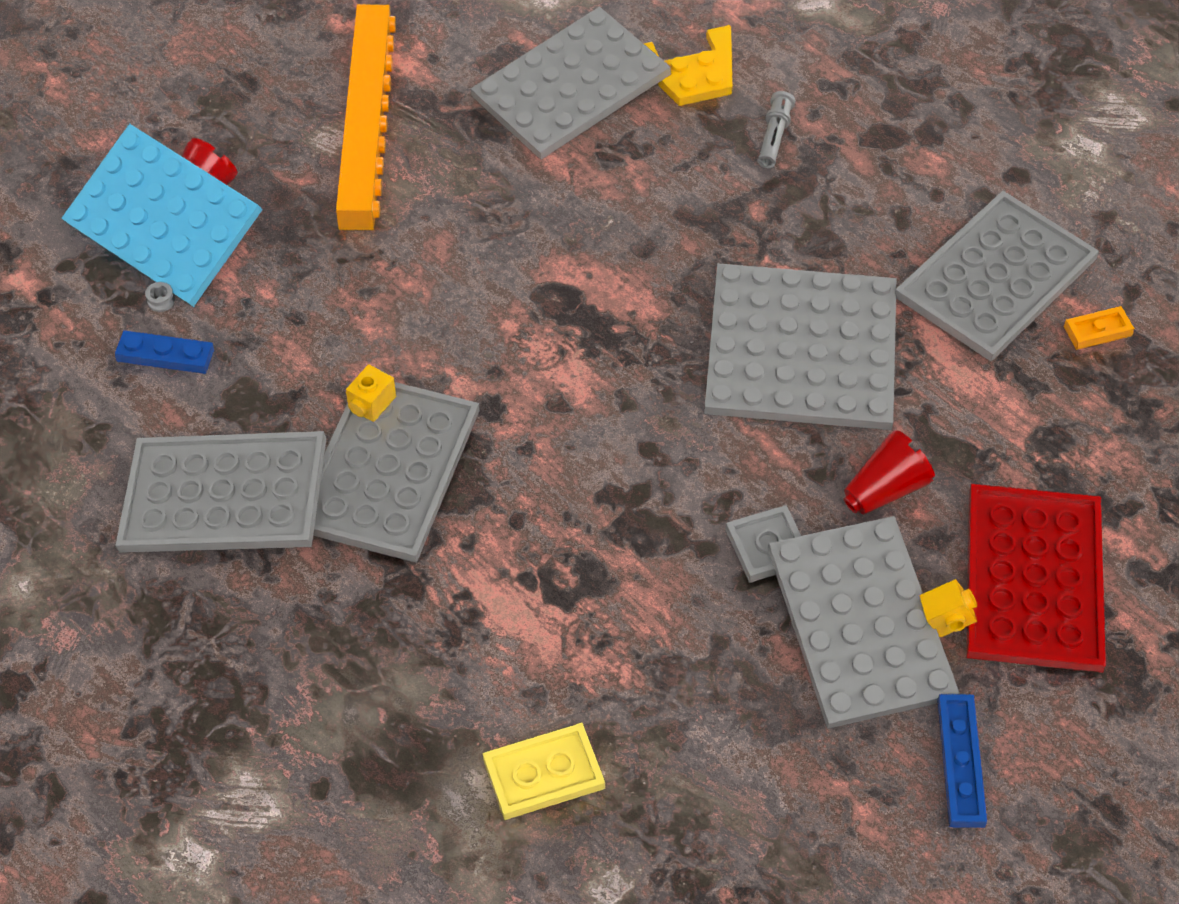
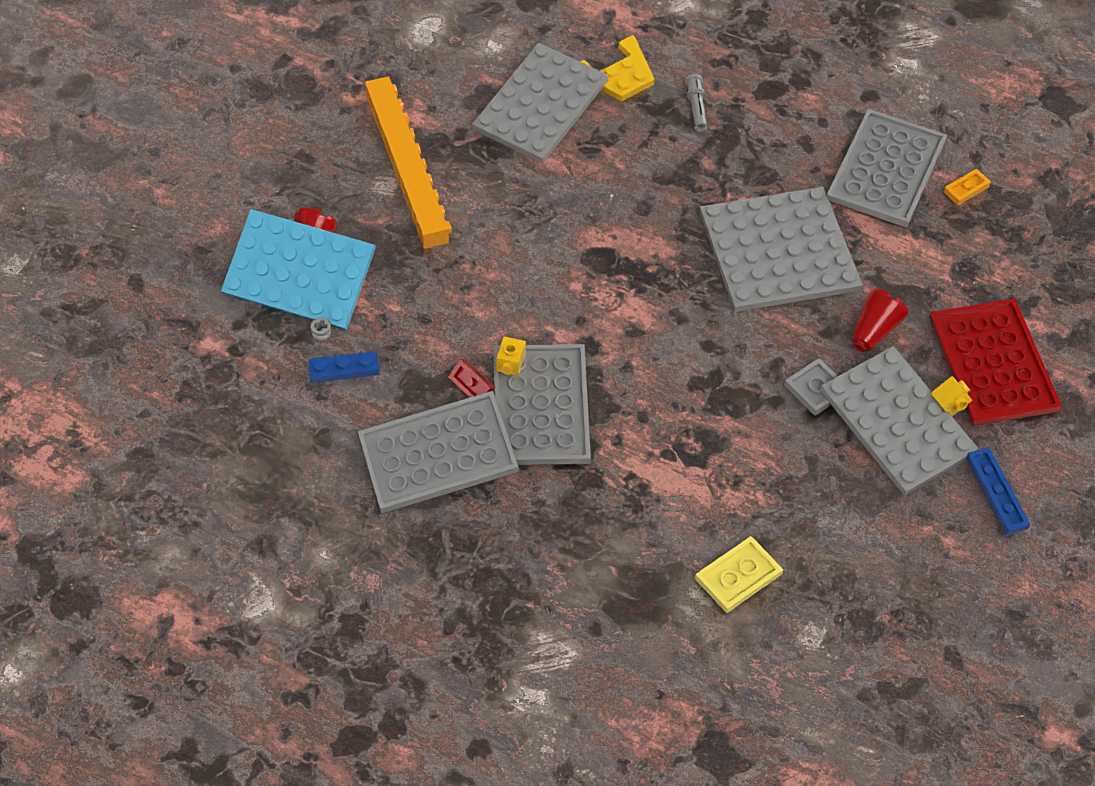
camera: 20 degrees left, 0 degrees up
(310, 409) = (469, 379): none -> plate

